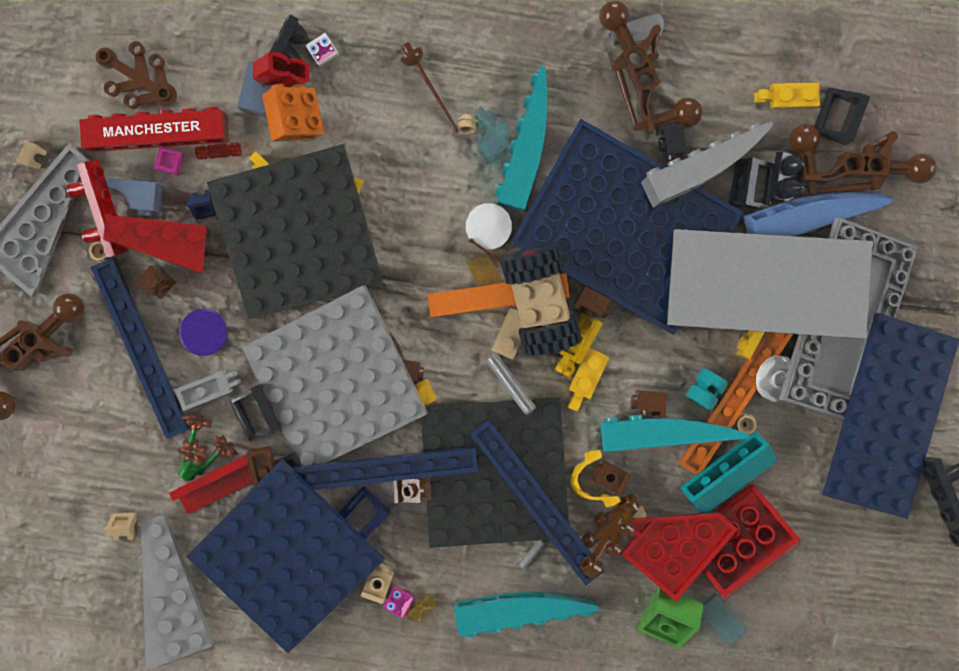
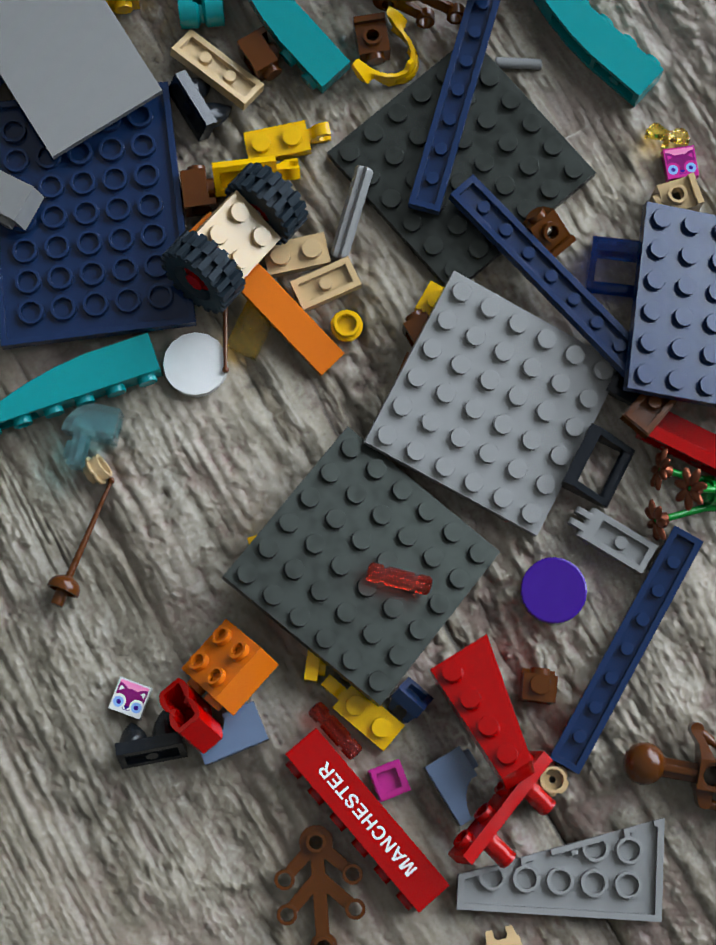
camera: 125 degrees left, 10 degrees down
(200, 175) = (365, 716): none -> yellow plate
(268, 245) = (399, 578): none -> clear red axle
(446, 331) = (346, 325): none -> yellow plate
(479, 336) = (325, 284): none -> tan plate
(637, 339) = (189, 98): none -> black tile
(660, 370) = (217, 69): none -> tan plate

